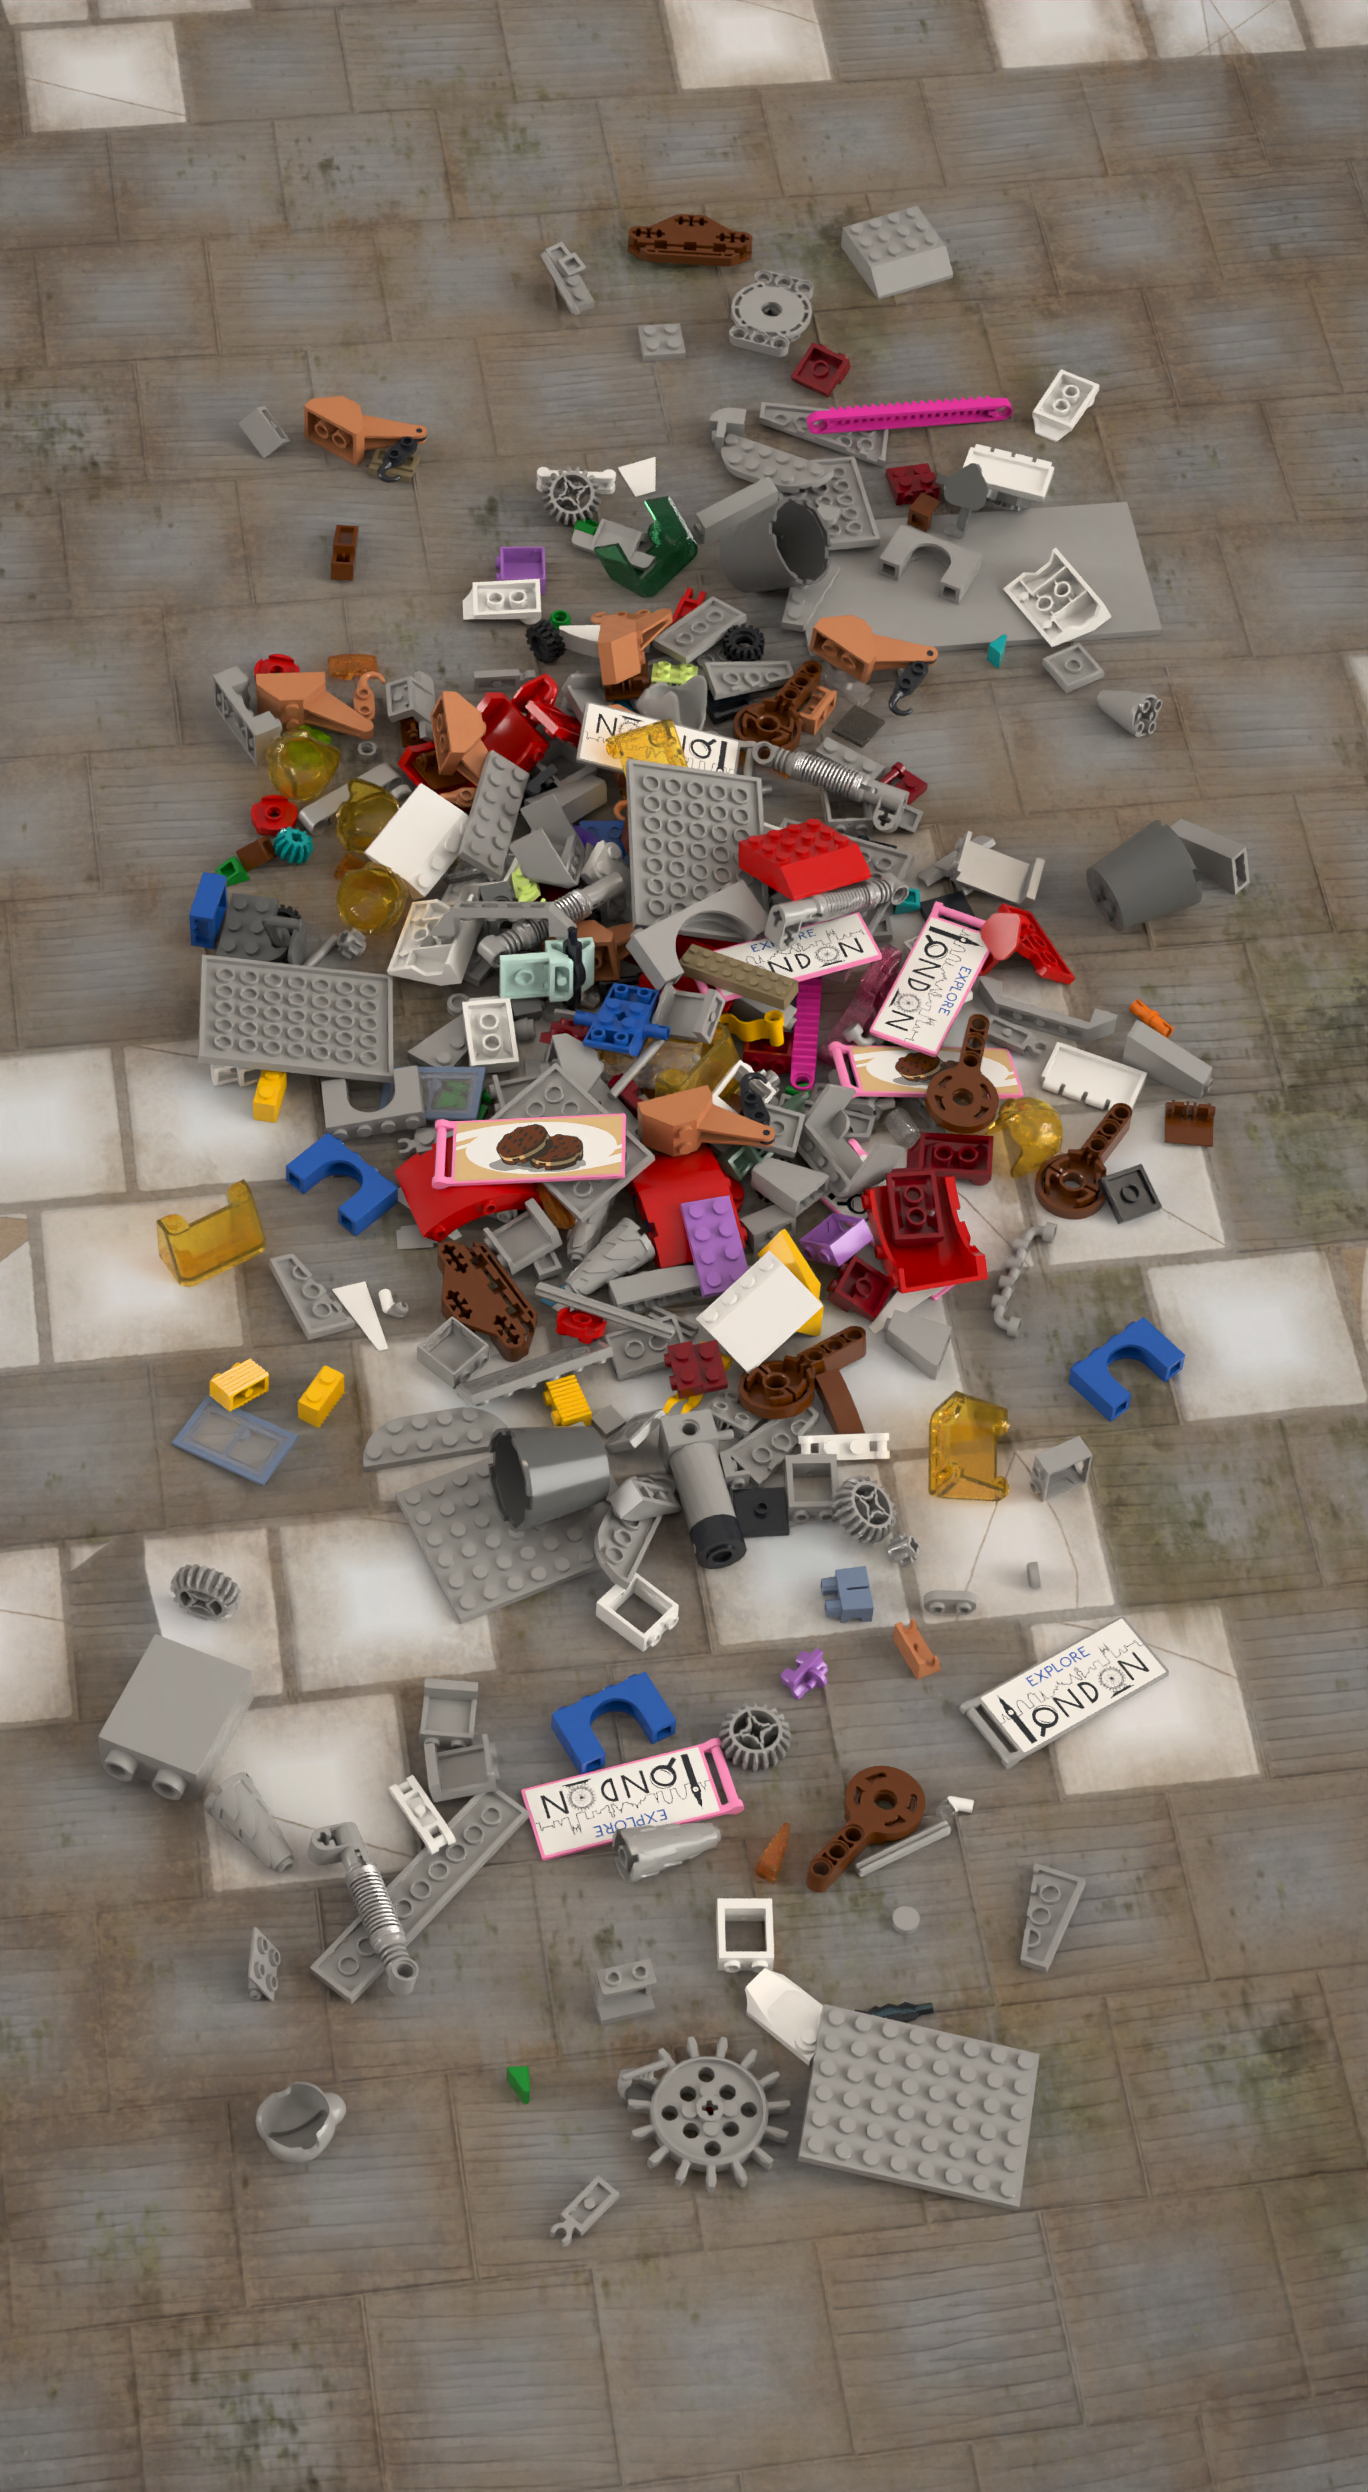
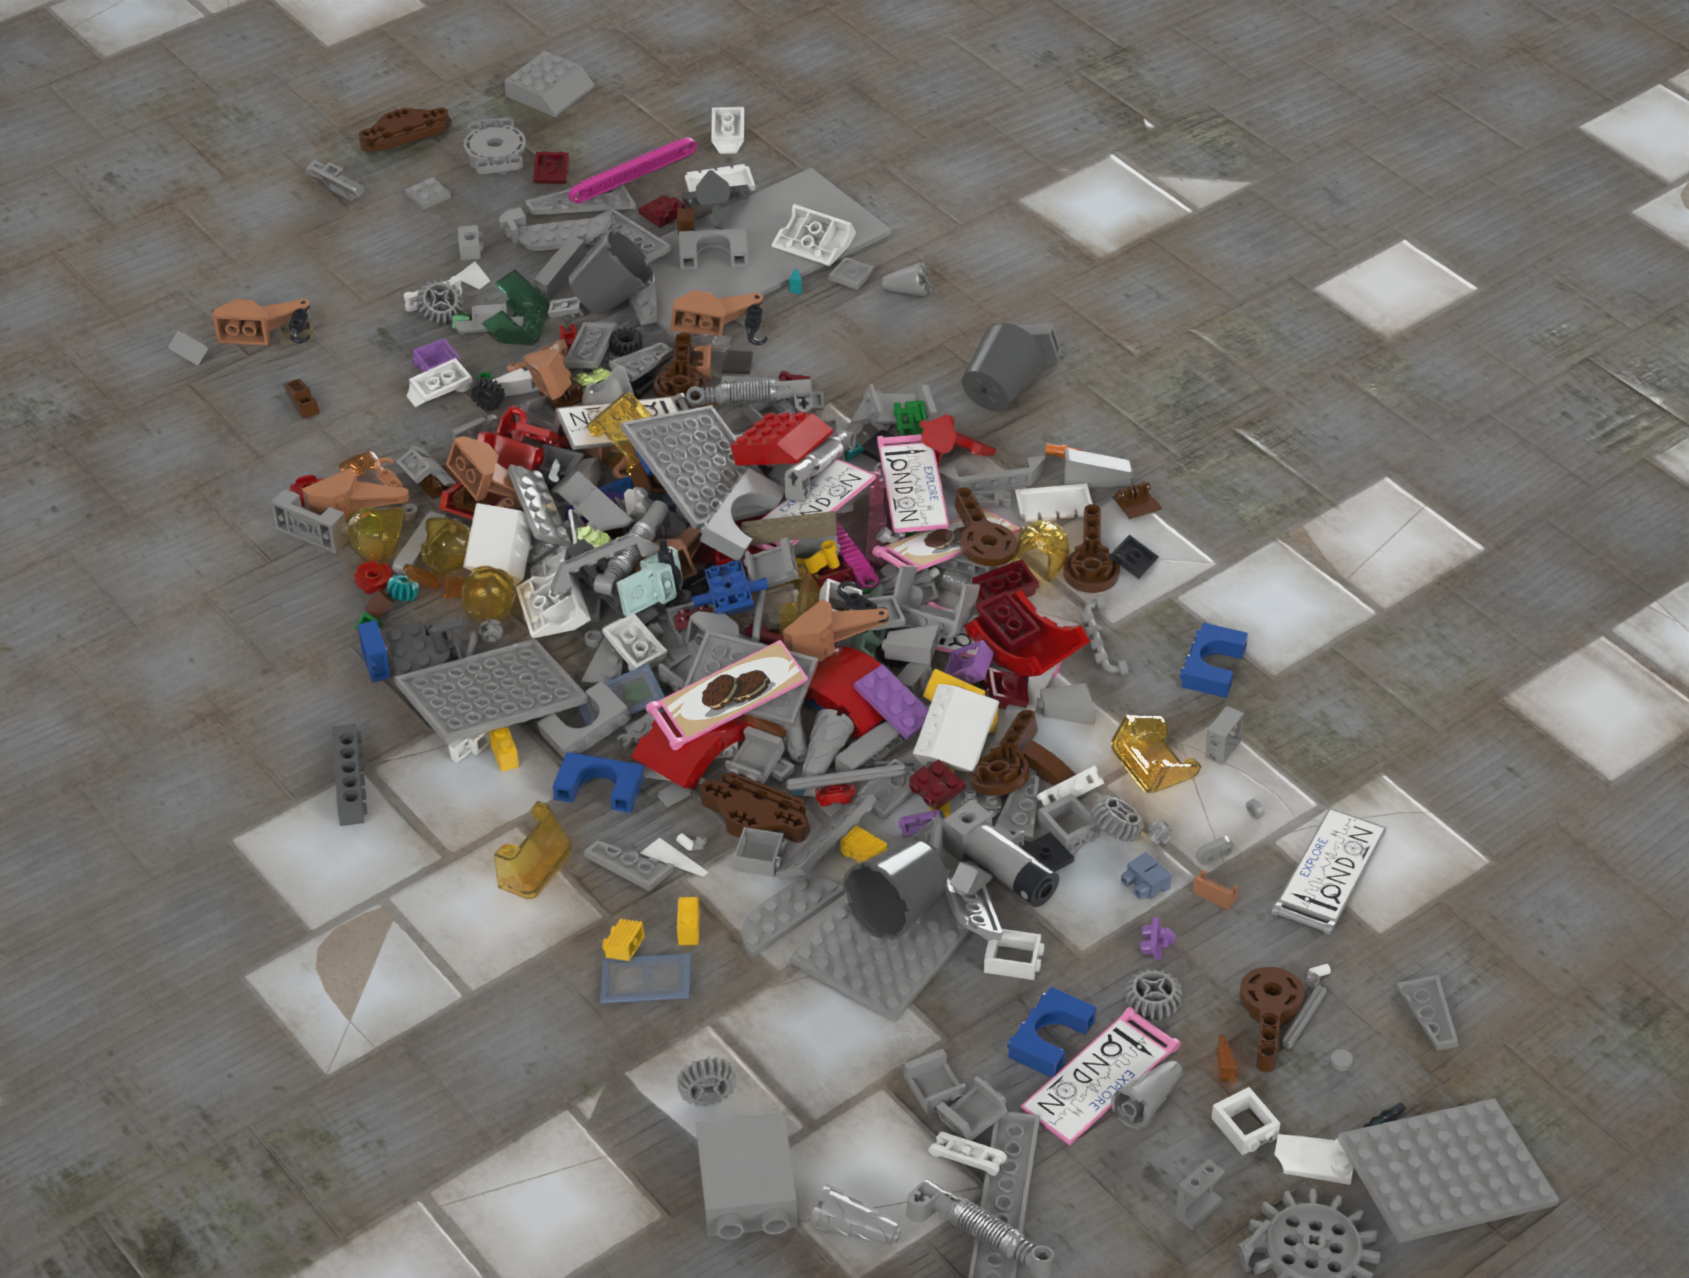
camera: 25 degrees left, 10 degrees down
(90, 1046) = (348, 774): none -> dark grey brick
(321, 841) = (422, 576): none -> clear orange tile
(642, 1401) = (913, 823): none -> medium lavender hinge
(661, 430) = (470, 242): none -> light grey brick
(707, 565) = (565, 306): none -> light grey plate
(1007, 891) = (915, 413): none -> green plate

